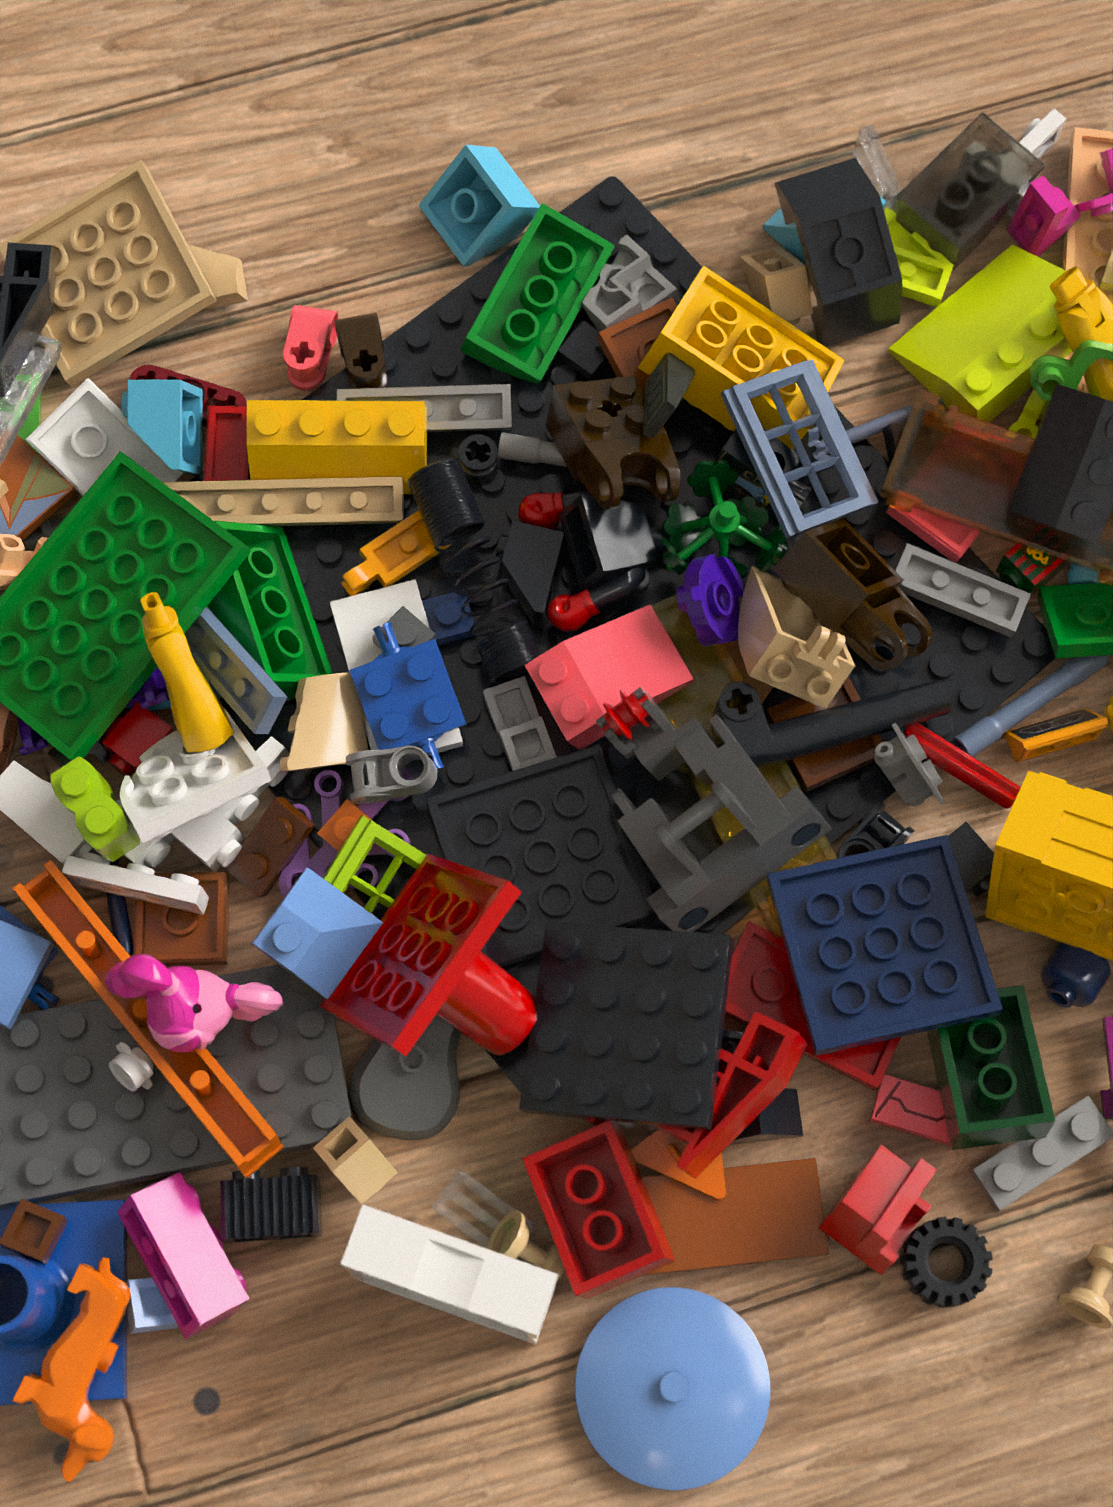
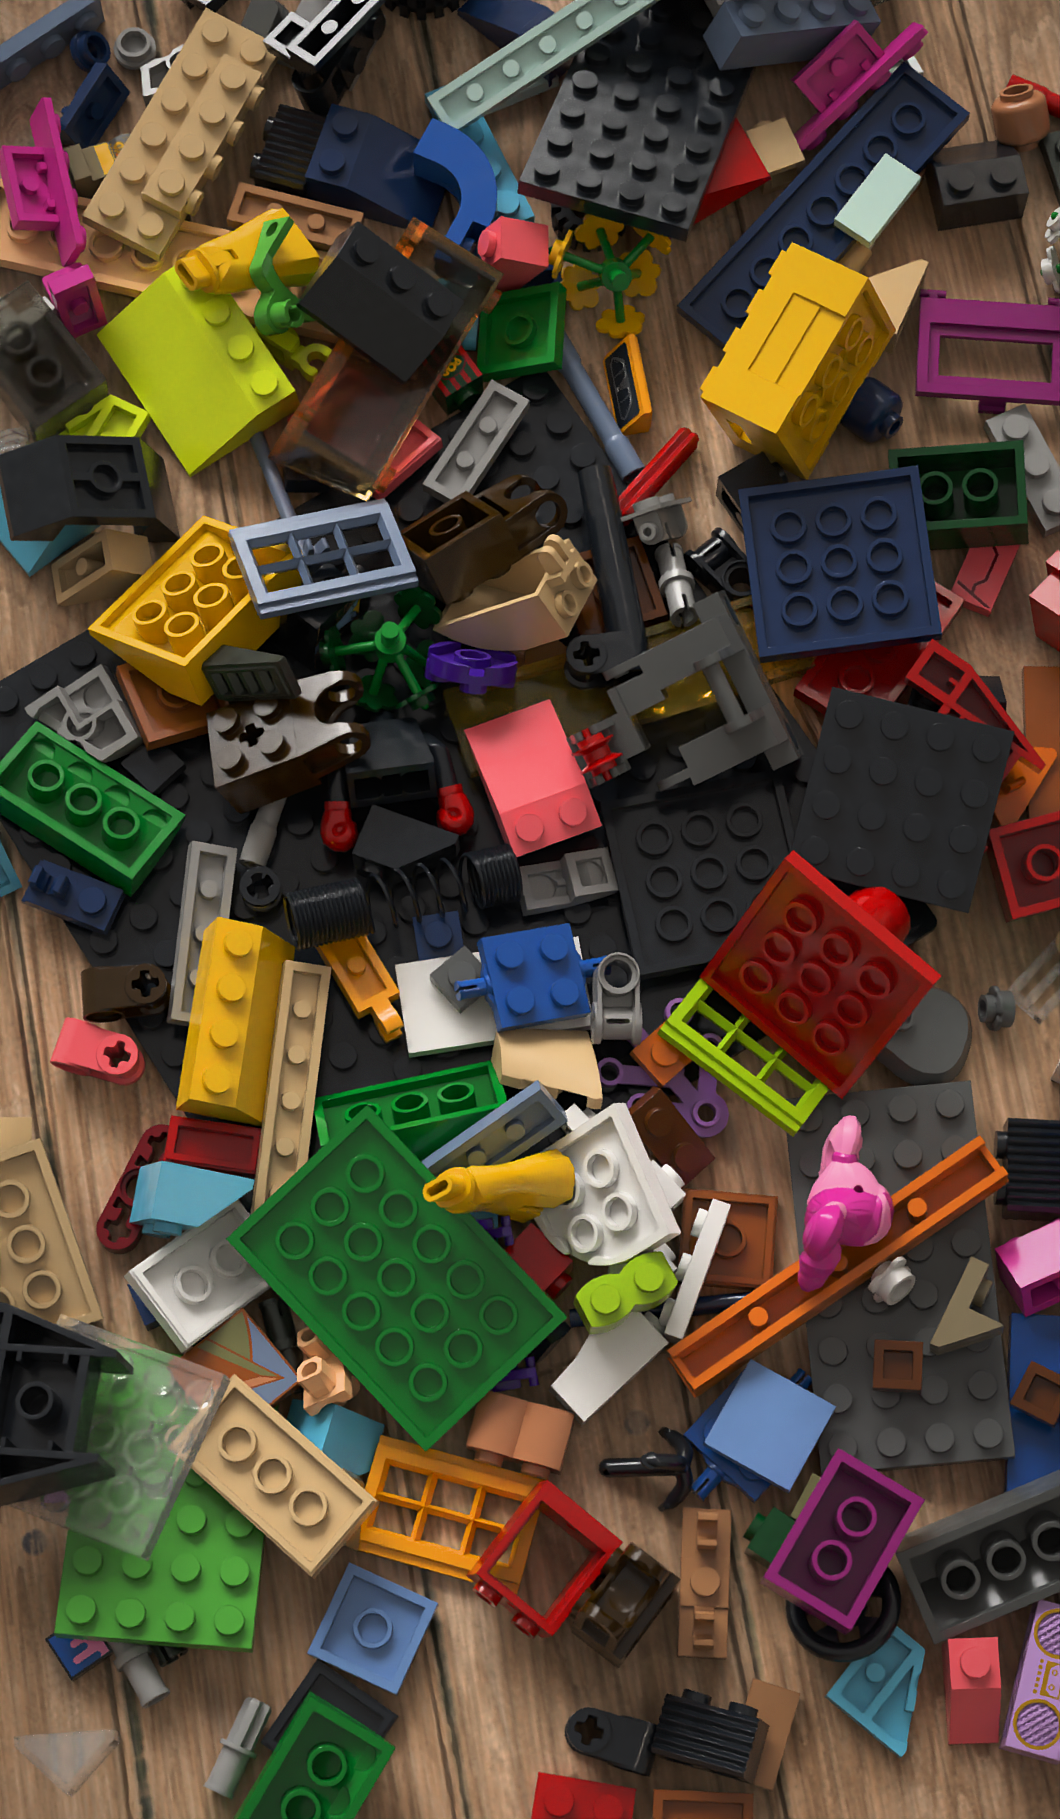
camera: 80 degrees left, 0 degrees up
(49, 1082) = (898, 1366): none -> reddish brown plate
(93, 1136) = (960, 1323): none -> dark tan slope
(316, 933) = (774, 1087): medium blue slope -> none
(355, 1160) = (995, 1081): tan brick -> none
(437, 1158) = (997, 1008): none -> dark grey plate
(452, 301) = (73, 897): none -> dark blue plate
(844, 791) = (676, 584): none -> light grey pin

